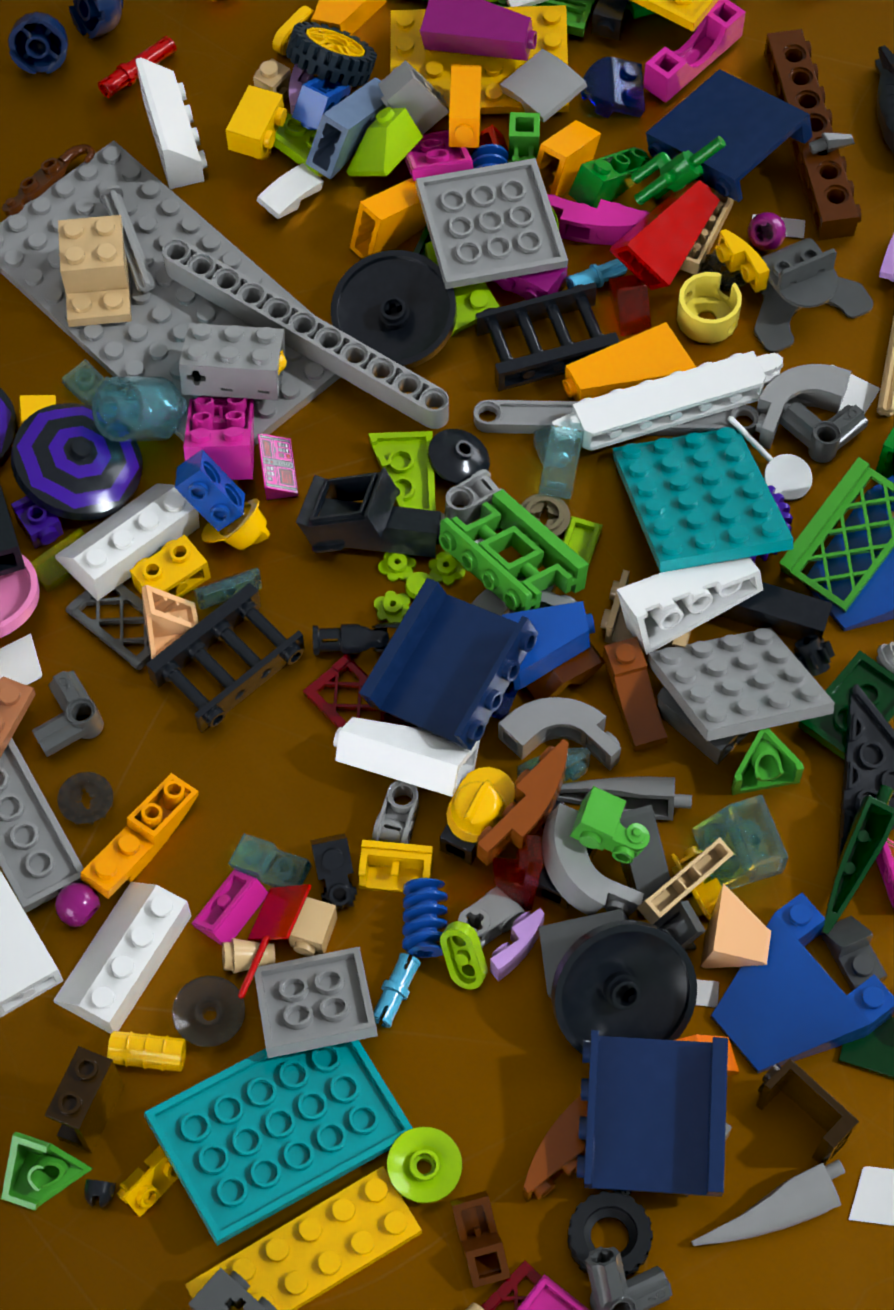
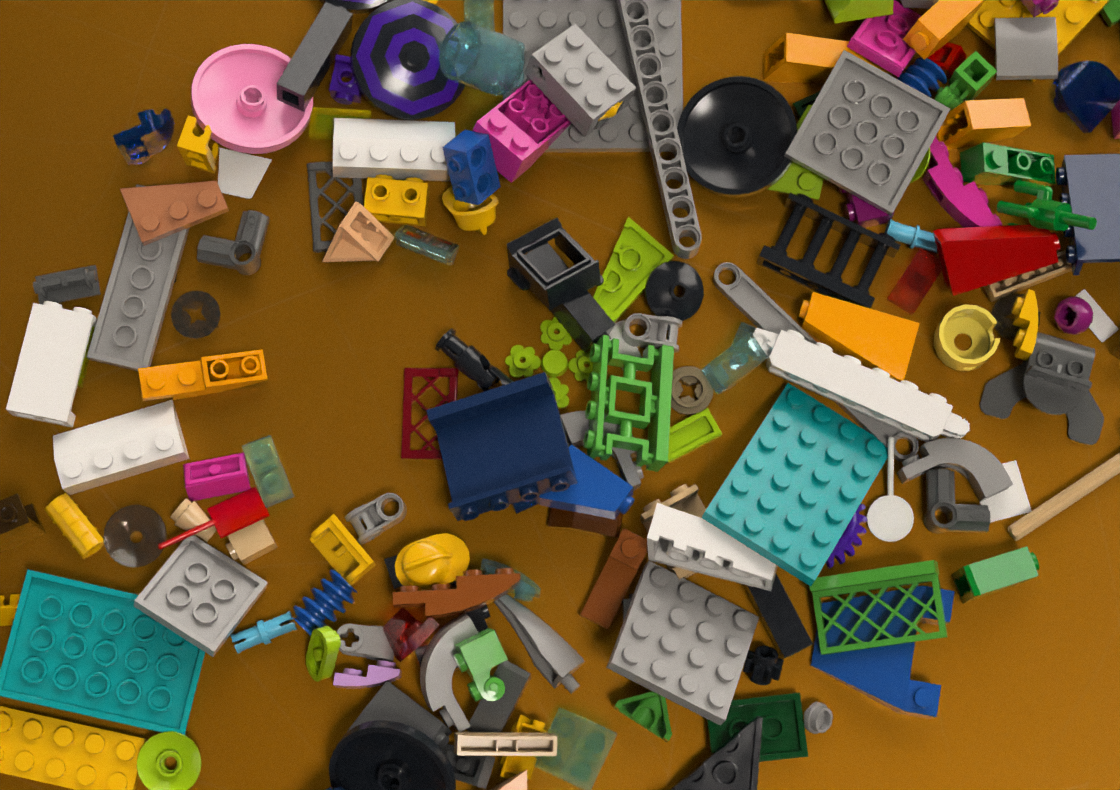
camera: 40 degrees right, 15 degrees up
(76, 904) = (121, 384): magenta piece -> none
(220, 627) = (391, 272): black fence -> none
(277, 466) = (545, 183): slope -> none
(333, 865) = (301, 513): black brick -> none
(404, 754) = (416, 480): white slope -> none
(559, 719) = (533, 537): light grey arch -> none

